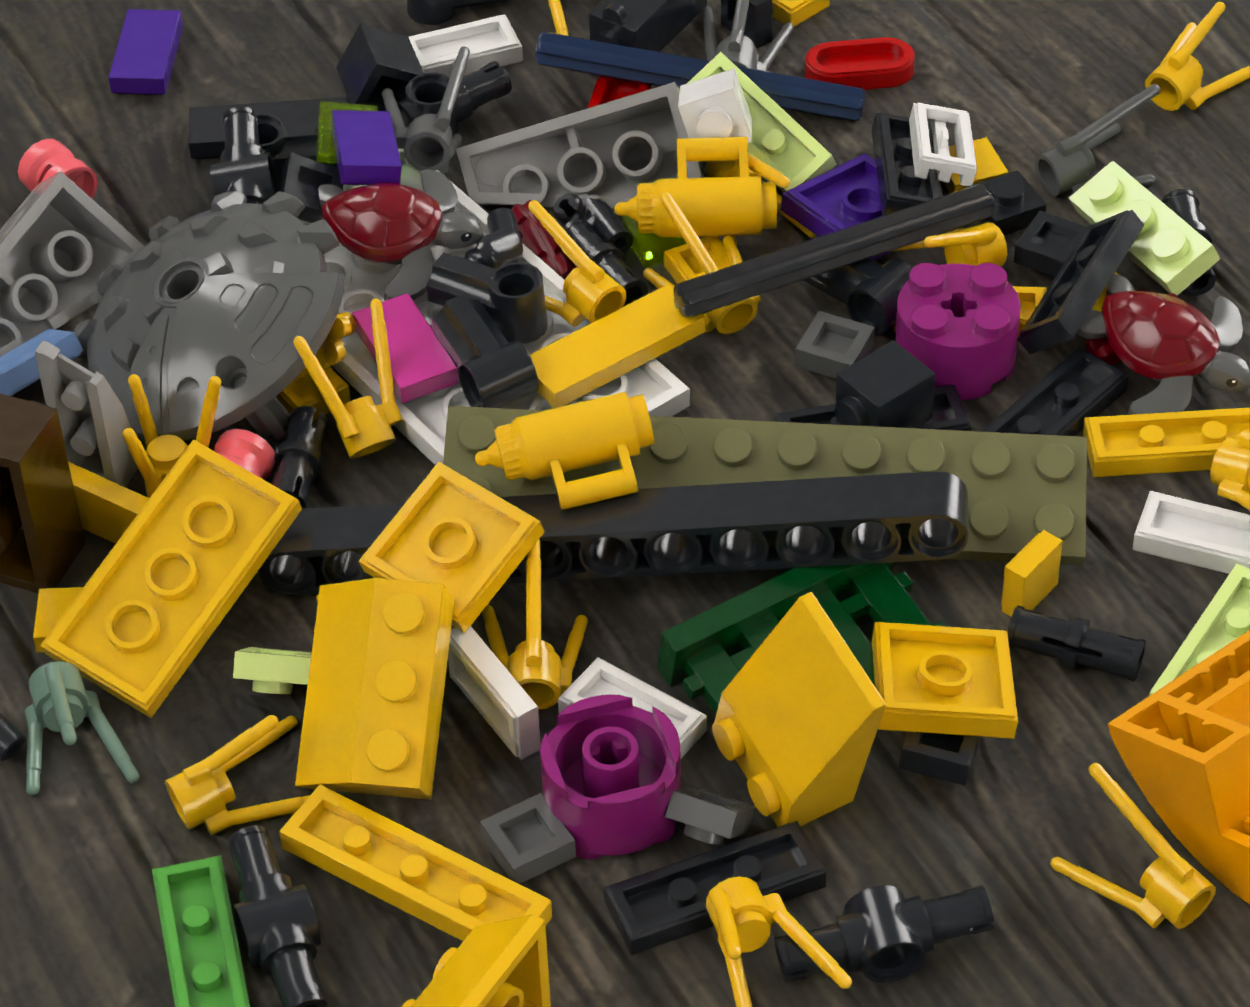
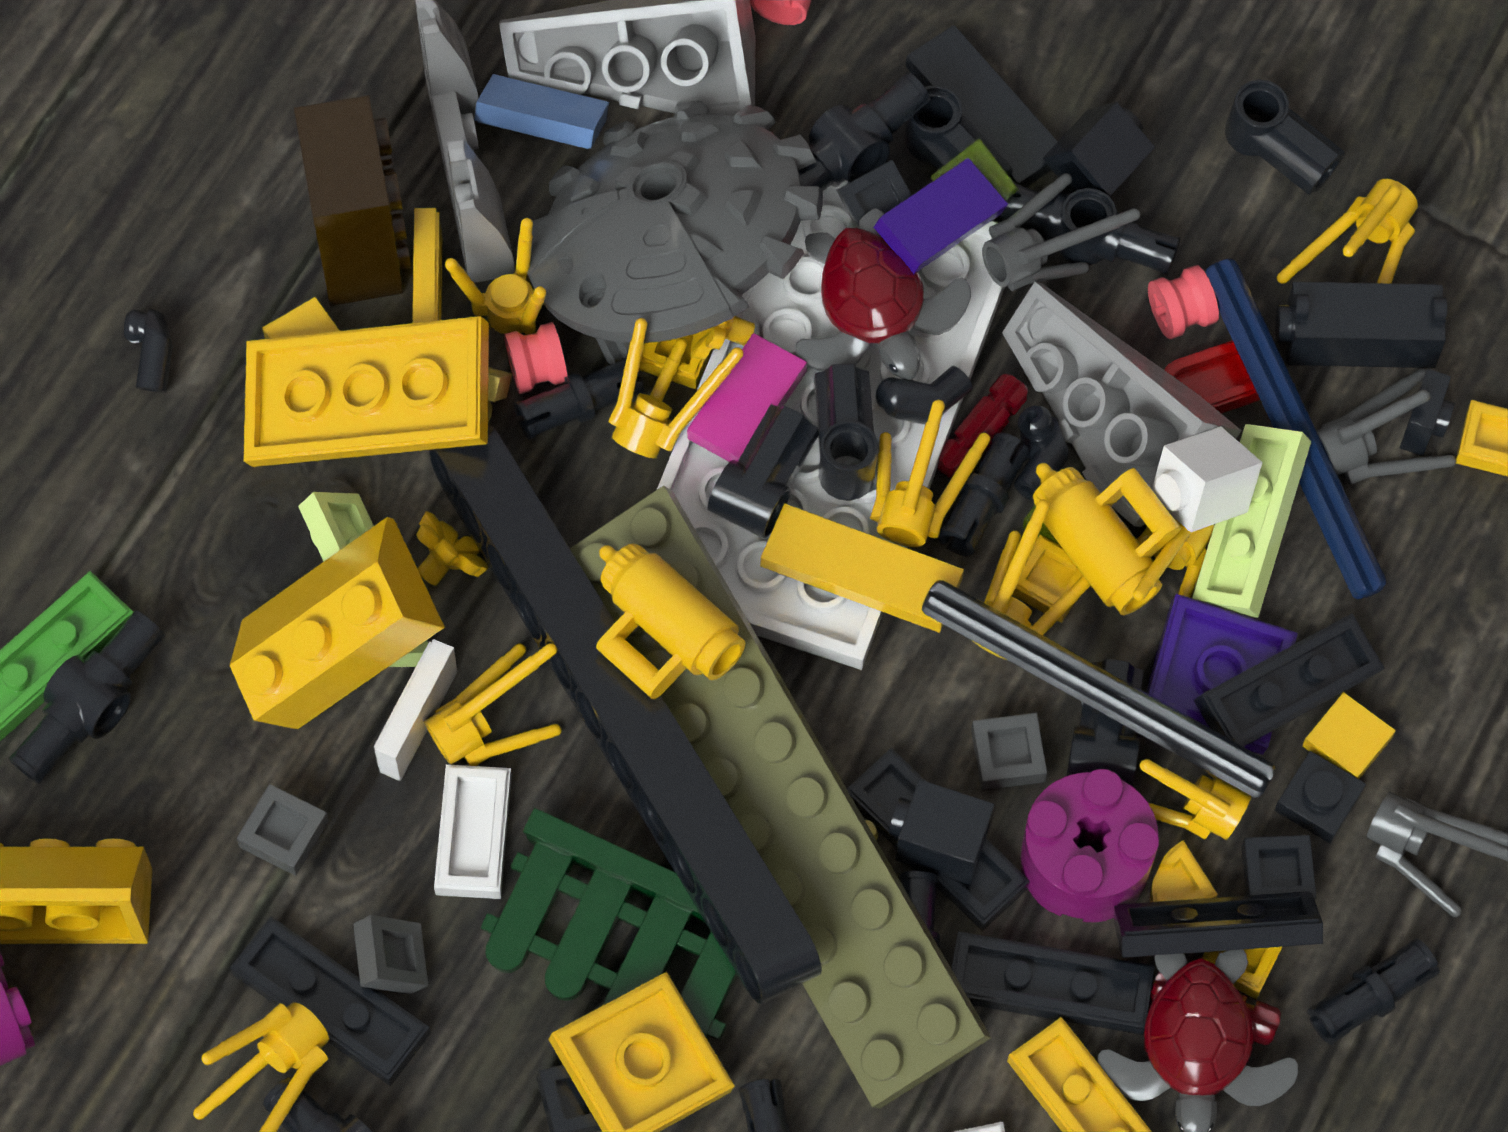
camera: 55 degrees right, 20 degrees up
(61, 706) = (206, 393): sand green plant -> none
(204, 787) = (189, 558): yellow plant -> none
(404, 866) = (197, 768): yellow plate -> none
(454, 537) = (505, 588): yellow tile -> none
(487, 40) = (1205, 196): white tile -> none
(543, 88) = (1183, 302): none -> coral wheel
(611, 775) = (367, 822): magenta brick -> none
(800, 718) = (482, 975): yellow slope -> none
(862, 62) = (1435, 556): red tile -> none
(941, 160) = (1295, 720): white tile -> none
(1032, 573) = (820, 1071): yellow tile -> none
(1166, 245) = (1355, 937): yellowish green plate -> none

